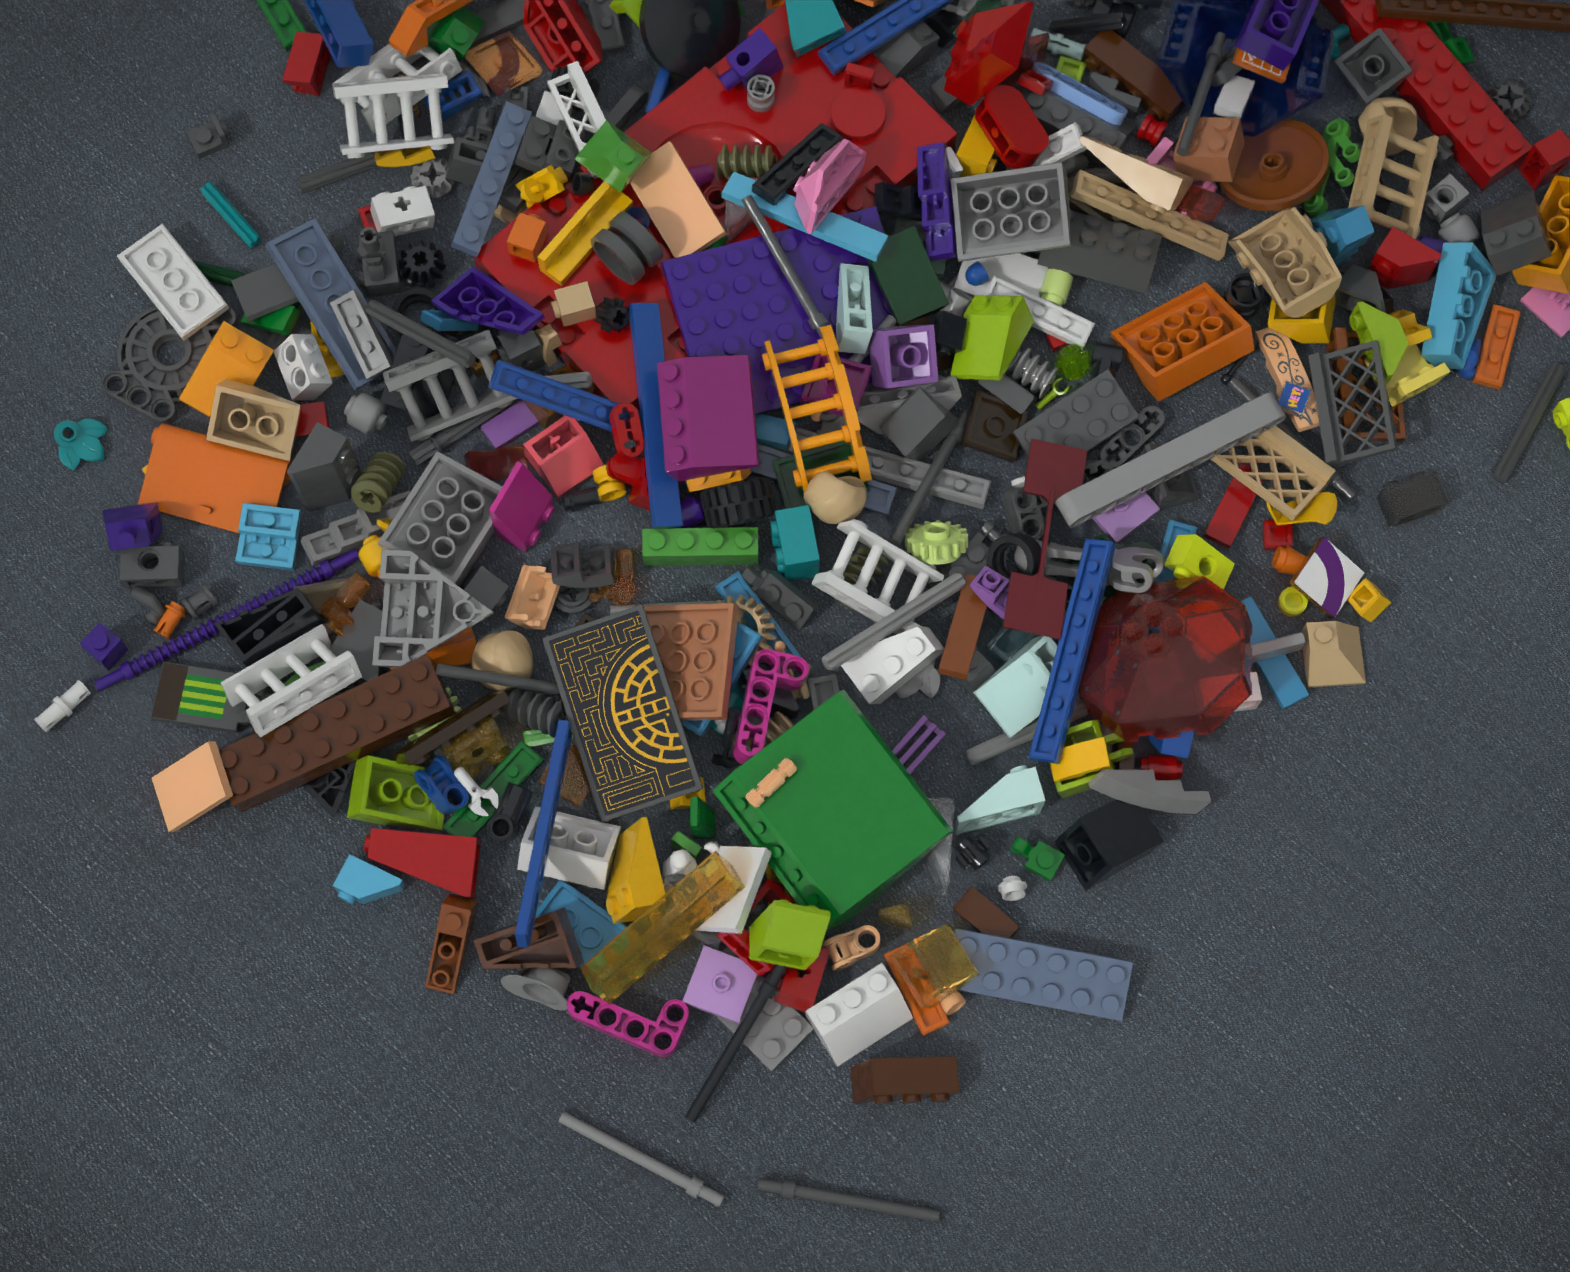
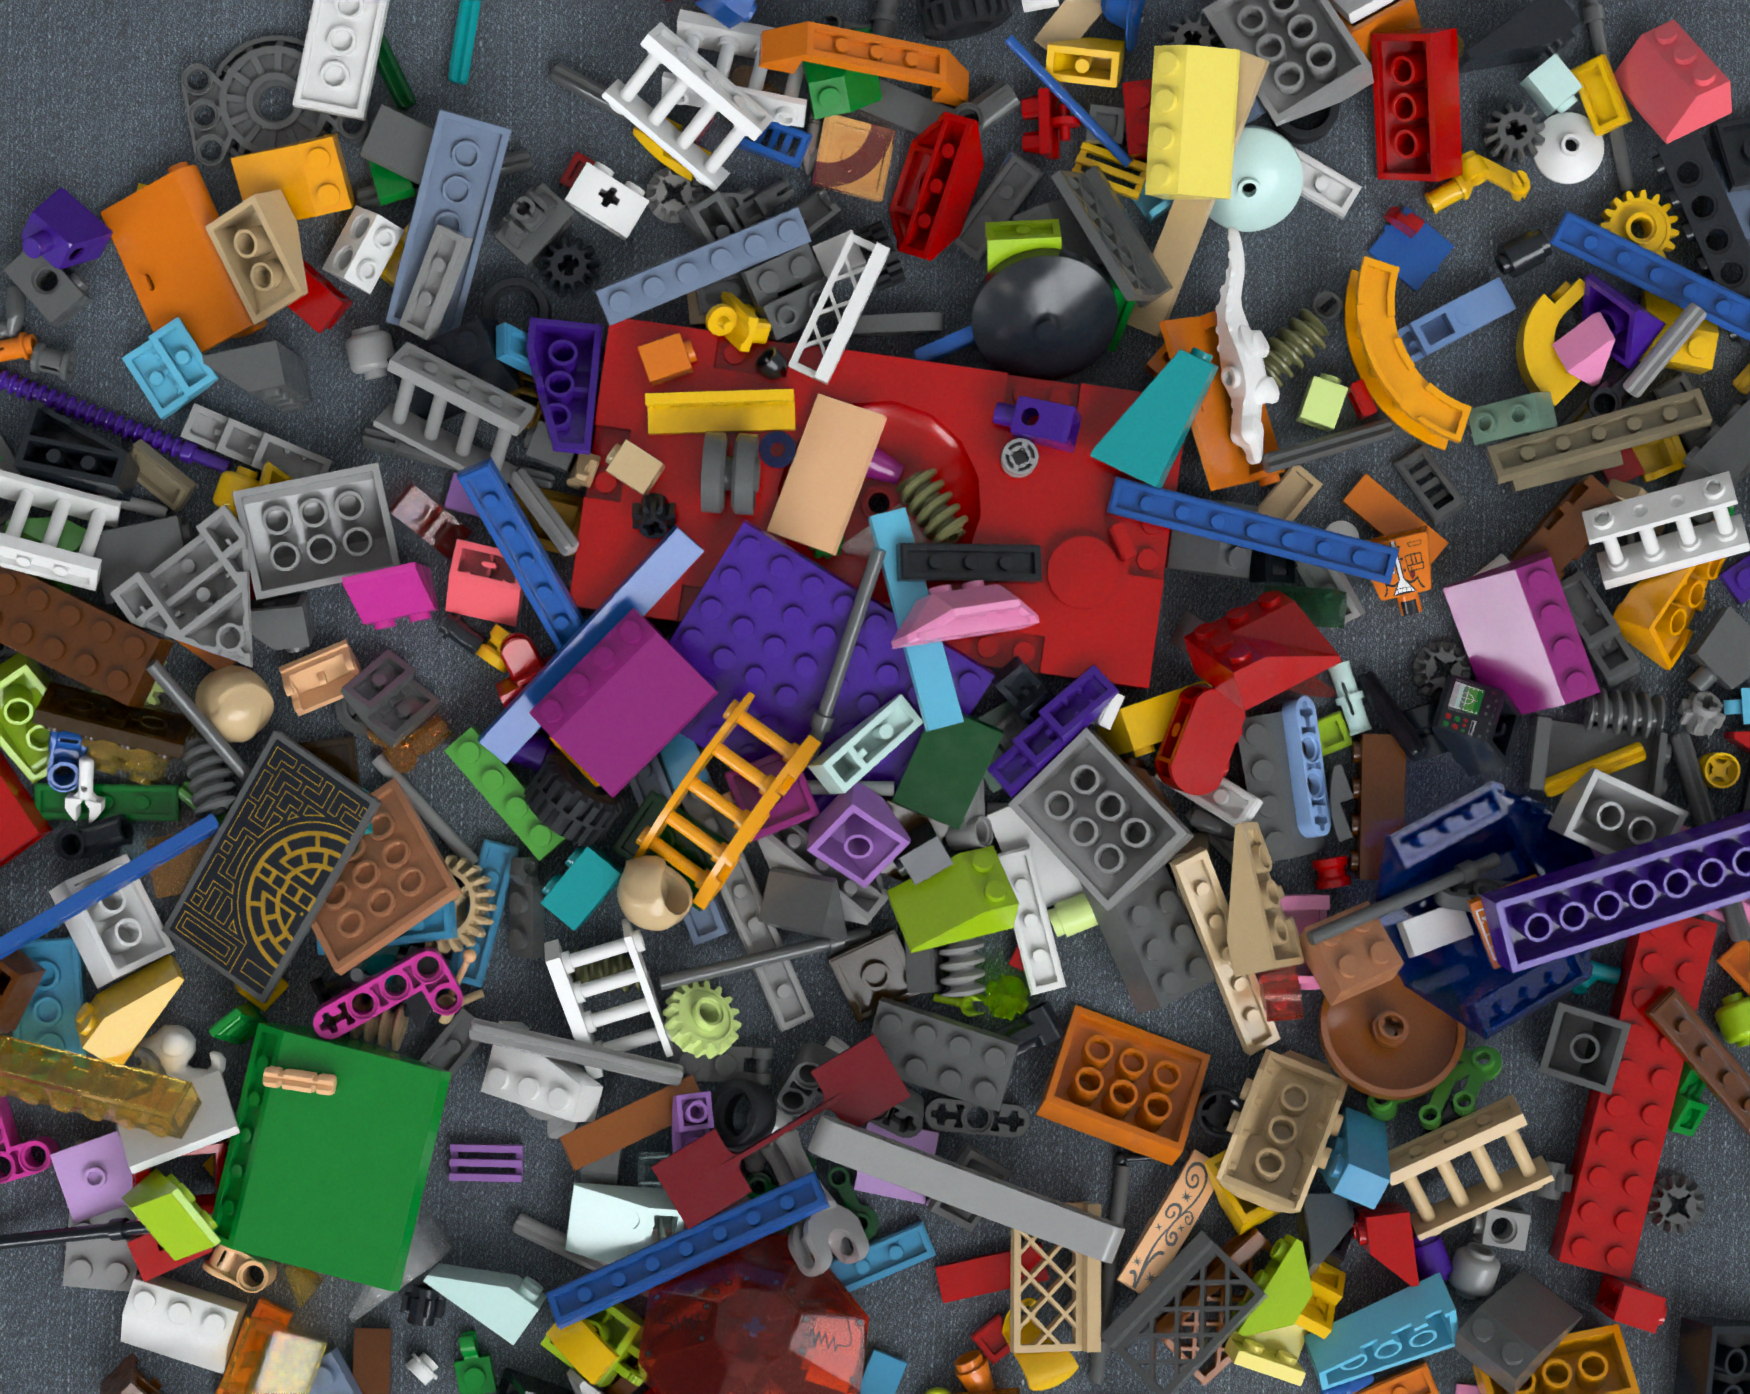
camera: 50 degrees right, 15 degrees up
(83, 444) = (115, 104): teal plate -> none
(348, 595) = (151, 501): clear orange bar -> none
(377, 481) = (305, 426): olive piece -> none
(420, 333) = (469, 348): dark grey axle -> none
(613, 156) = (815, 376): bright green slope -> none
(633, 428) = (555, 636): red beam -> none
(681, 841) = (202, 1022): bright green tile -> none
(976, 274) = (1014, 829): blue hinge -> none
(1035, 82) = (1276, 718): red tile -> none
(1196, 558) = (890, 1294): neon yellow brick -> none
(1294, 399) = (1143, 1251): tile -> none
(1403, 116) = (1544, 1105): tan piece -> none

